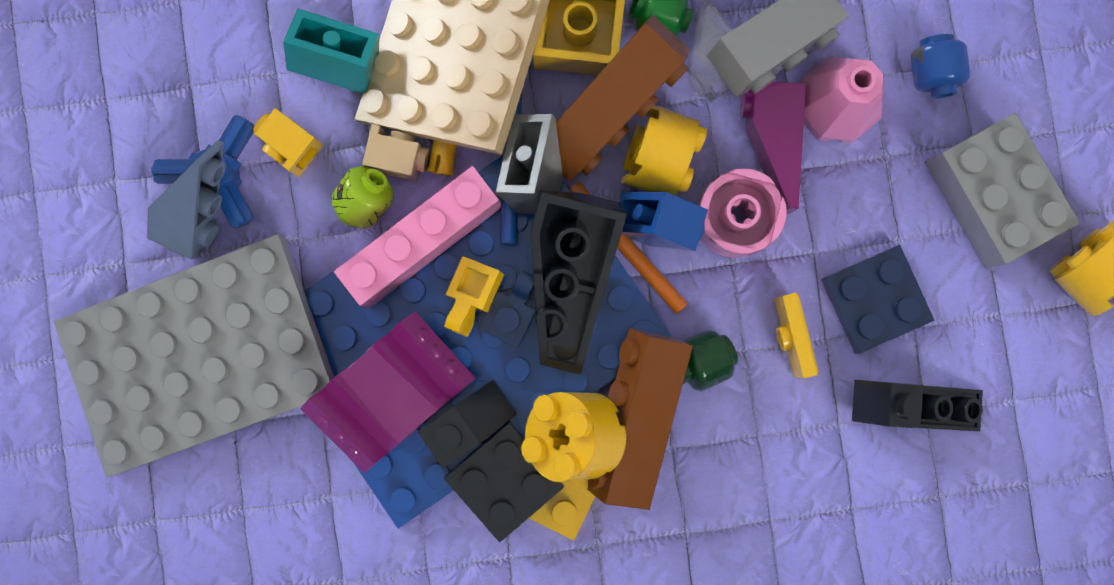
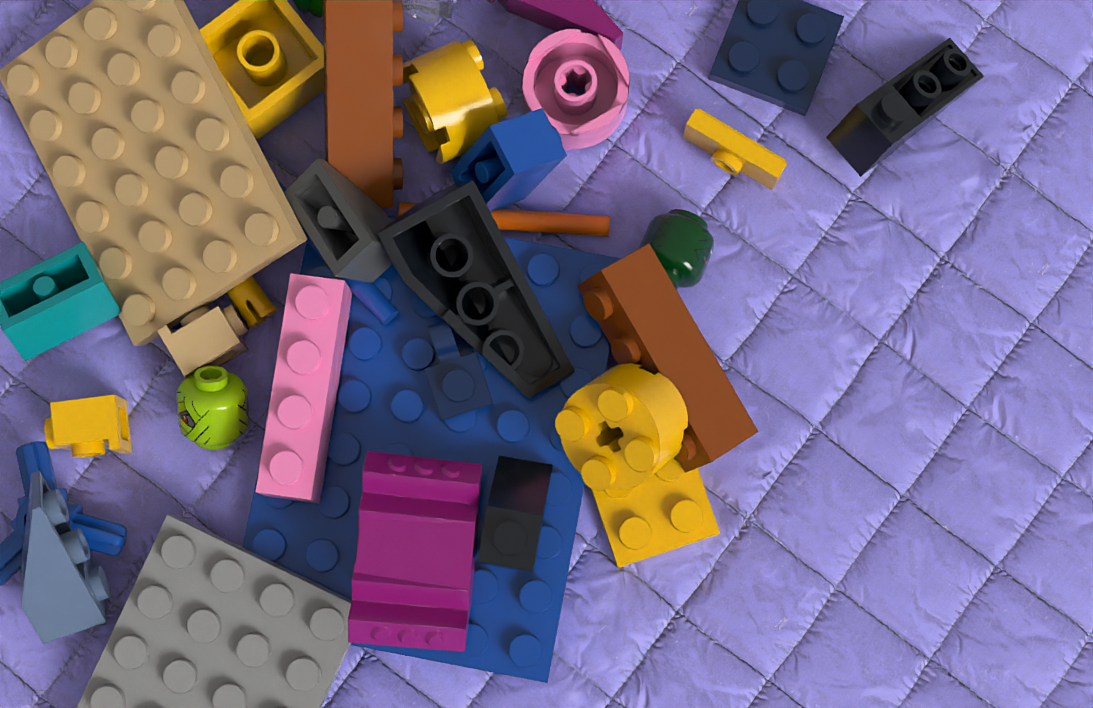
camera: 45 degrees left, 5 degrees down
(472, 288) = (397, 390): yellow plate -> none
(501, 483) = (601, 538): black plate -> none

